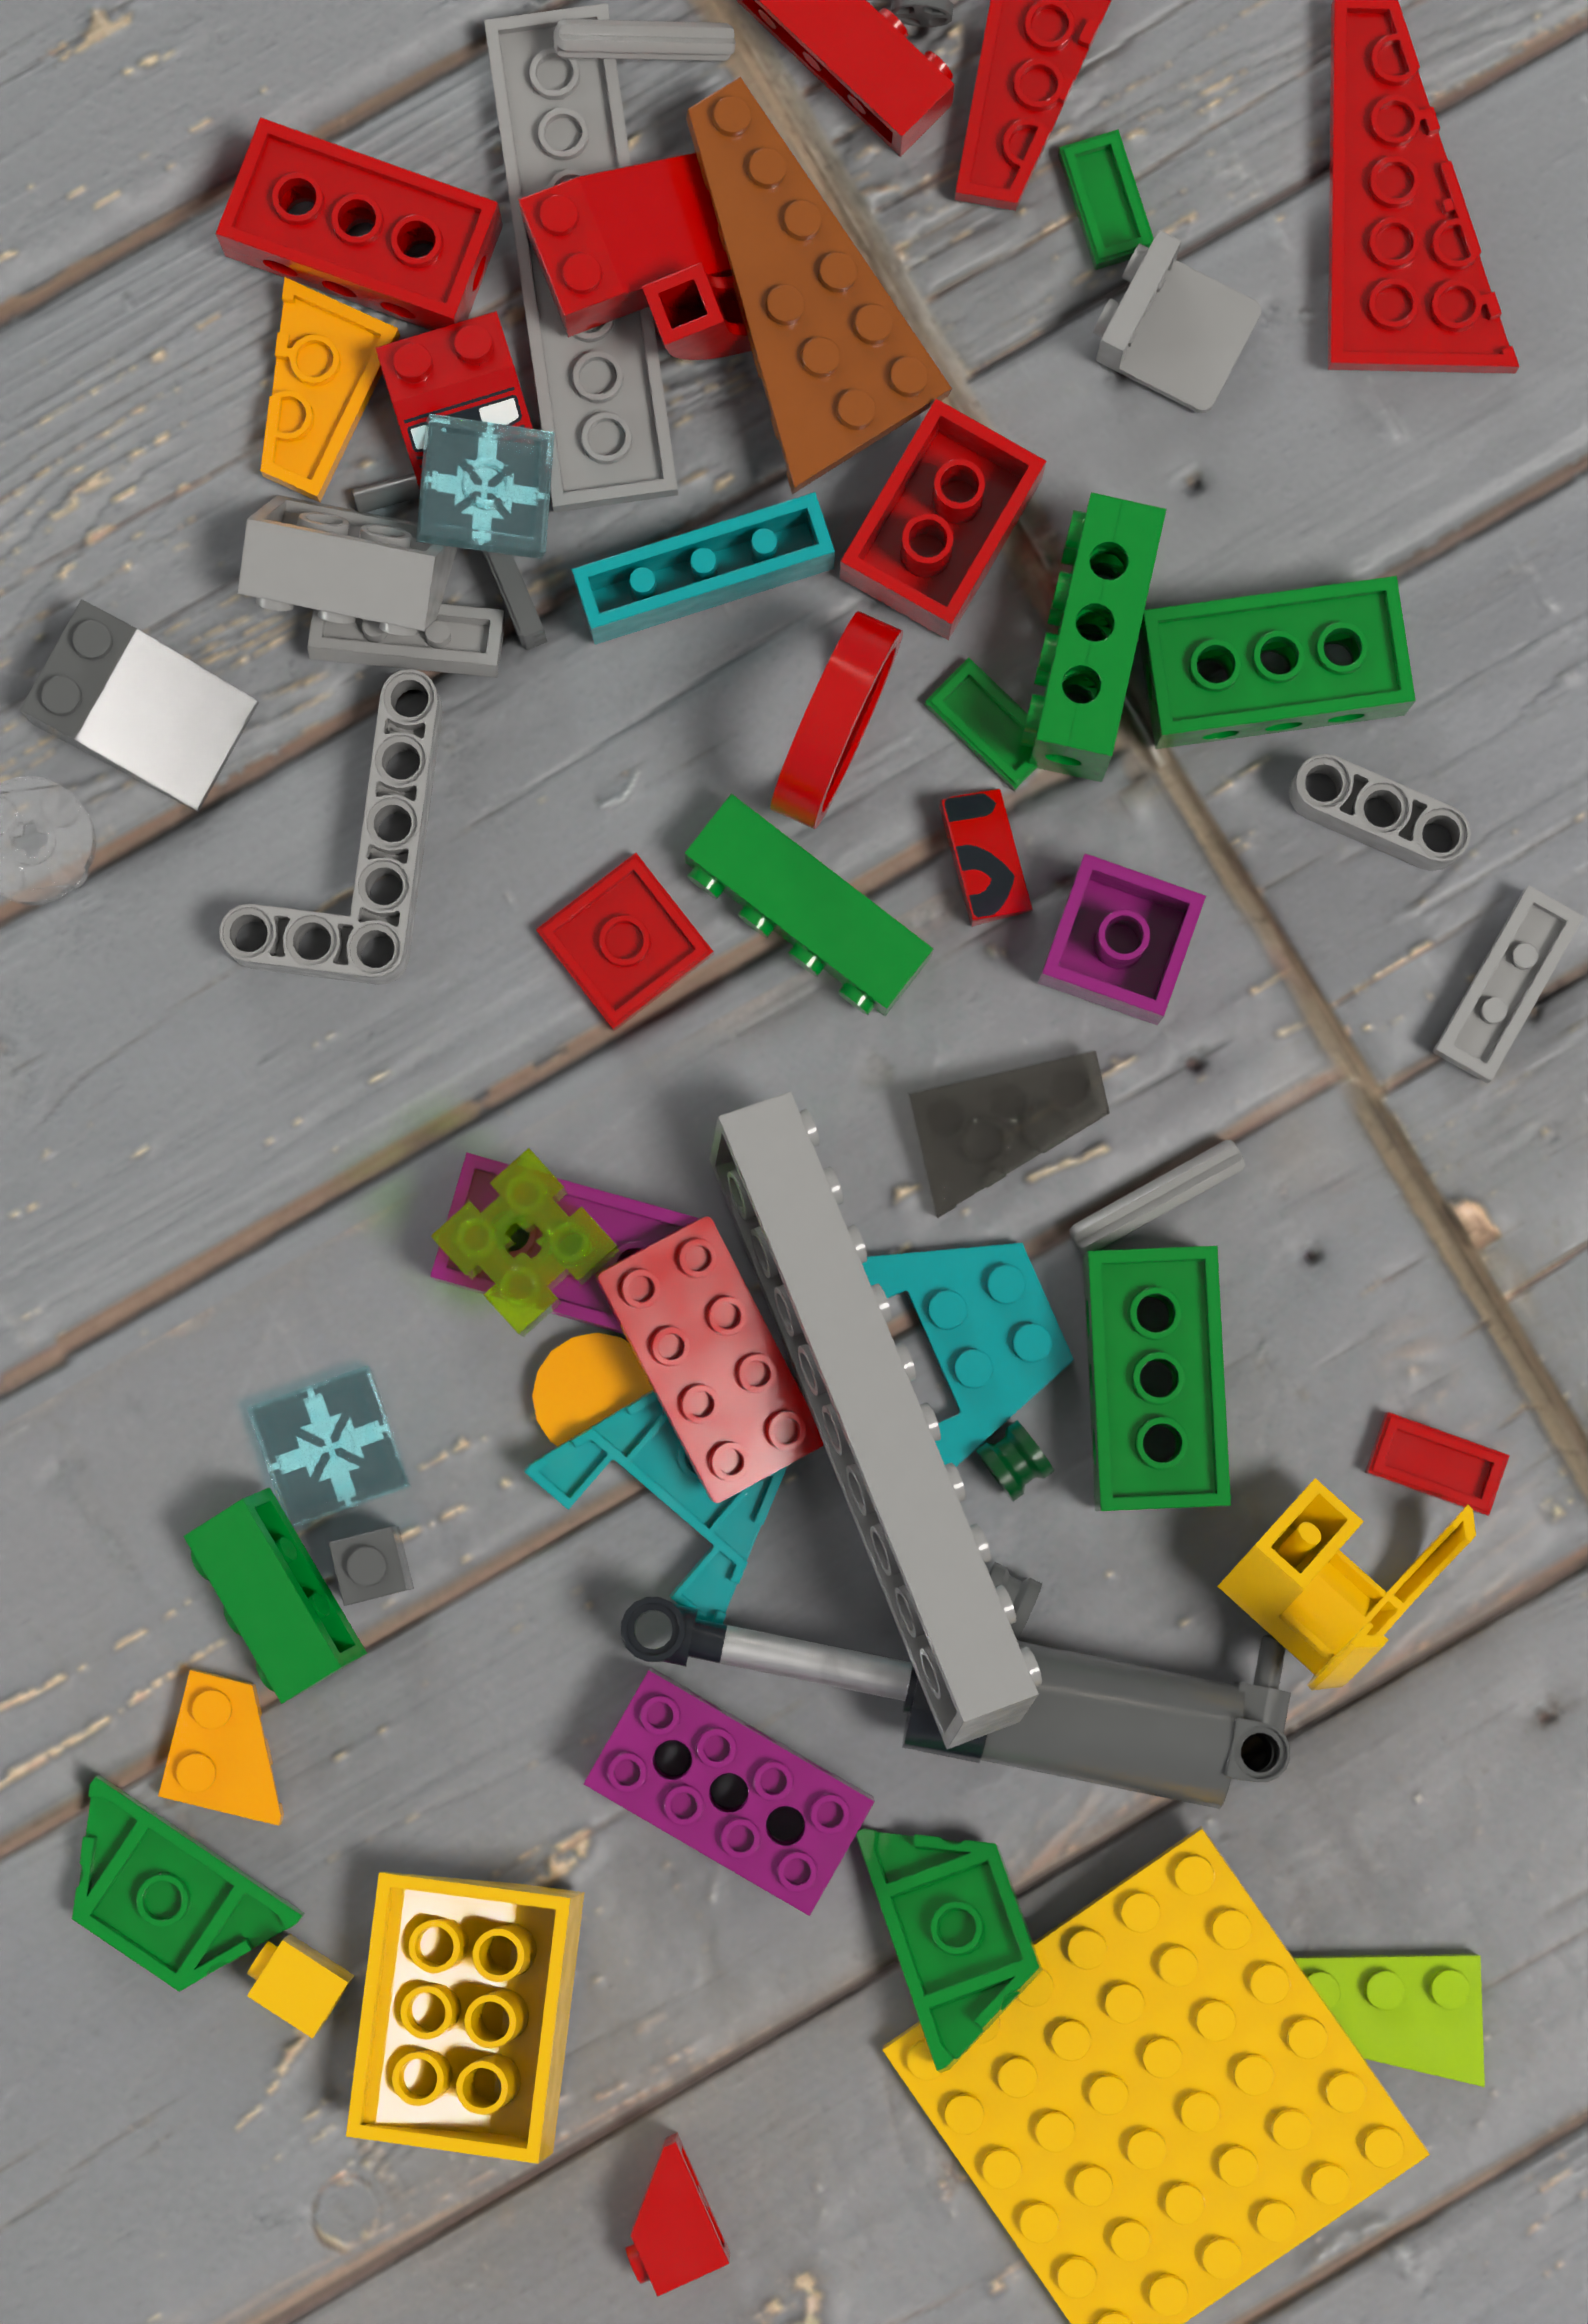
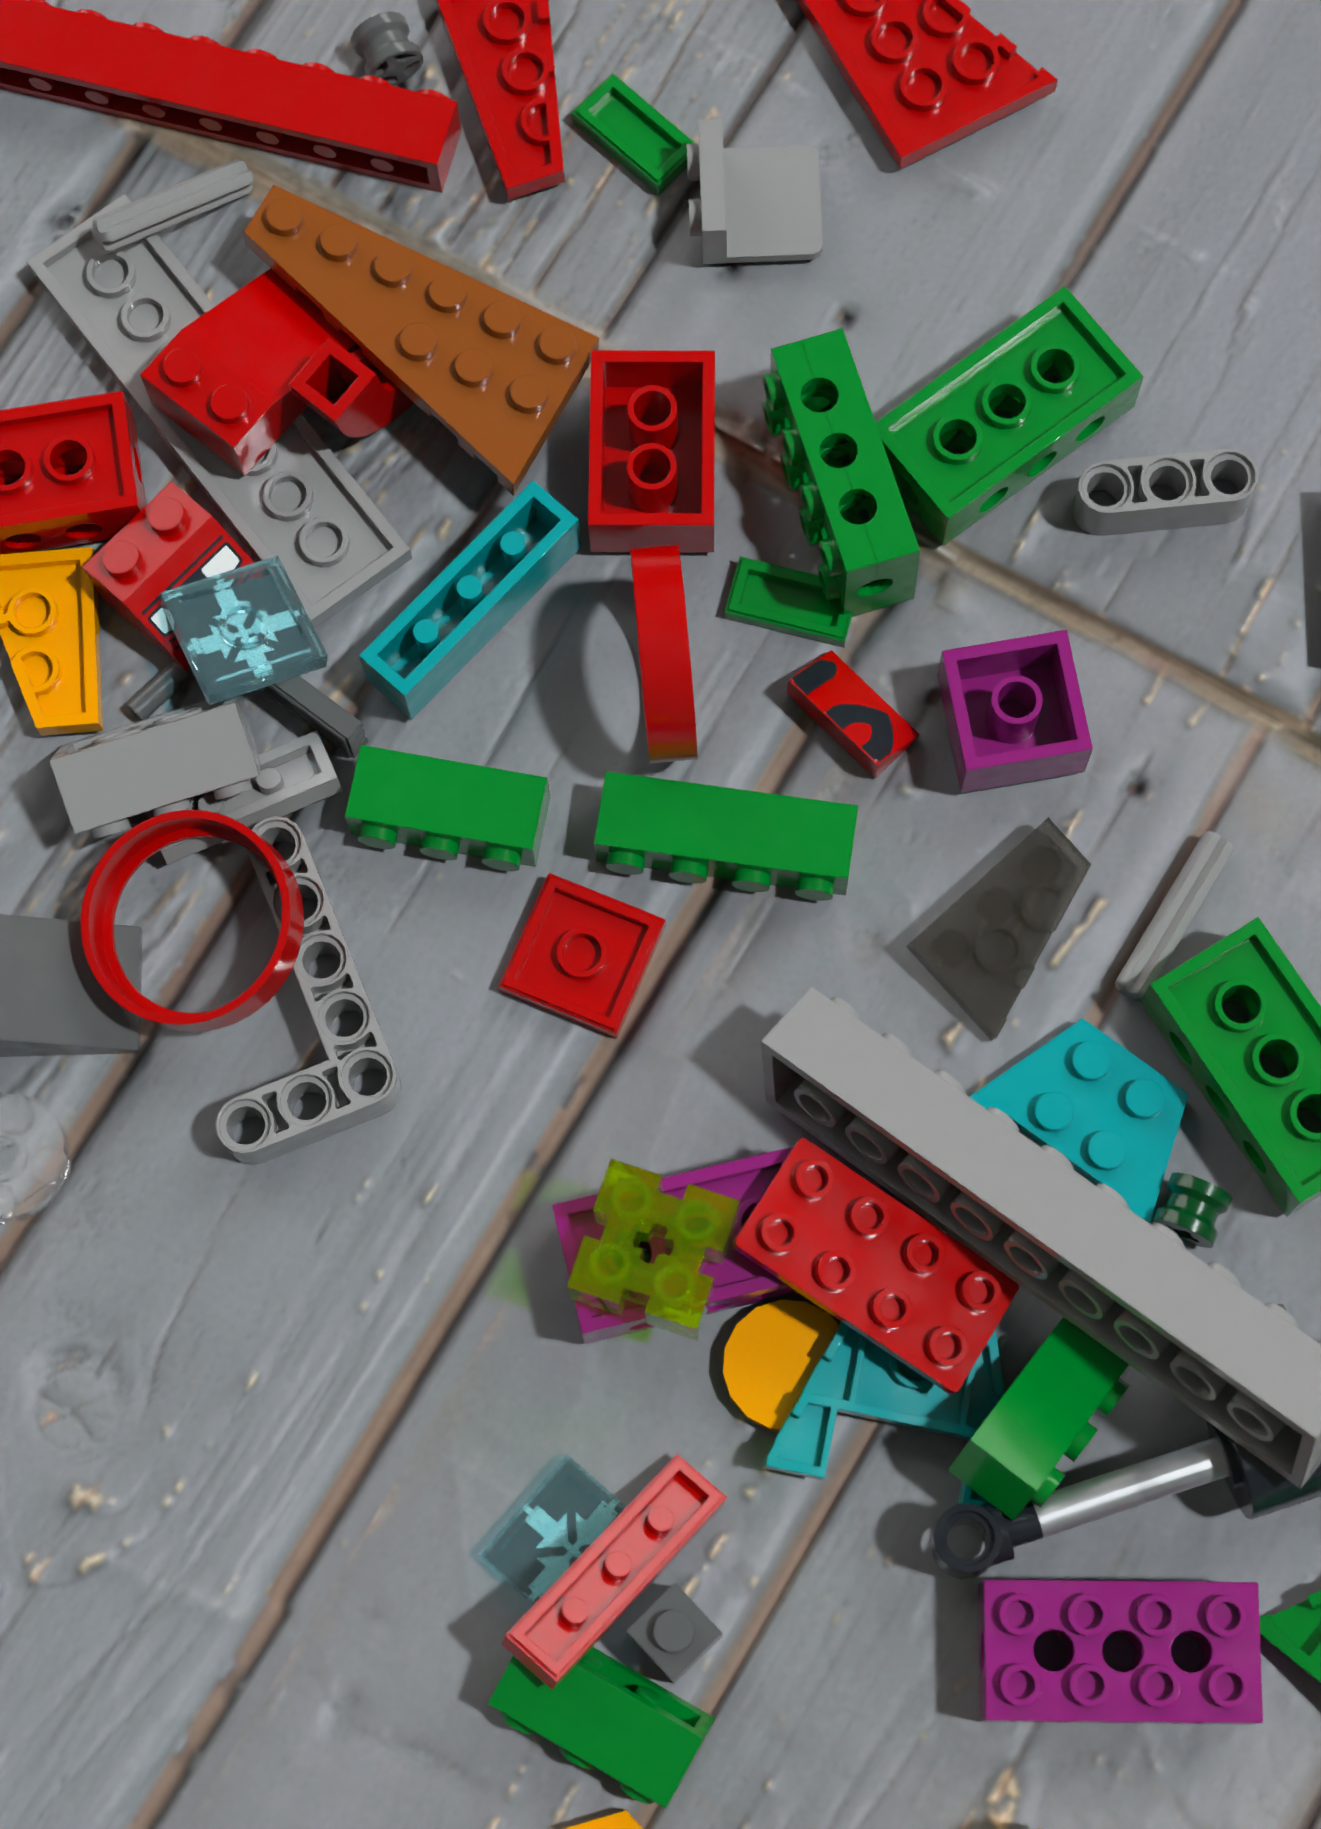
camera: 25 degrees left, 10 degrees down
(229, 667) = (112, 876): none -> red piece
(348, 1487) = (613, 1571): none -> tile
(578, 746) = (447, 808): none -> green brick
(773, 1567) = (1042, 1420): none -> green brick

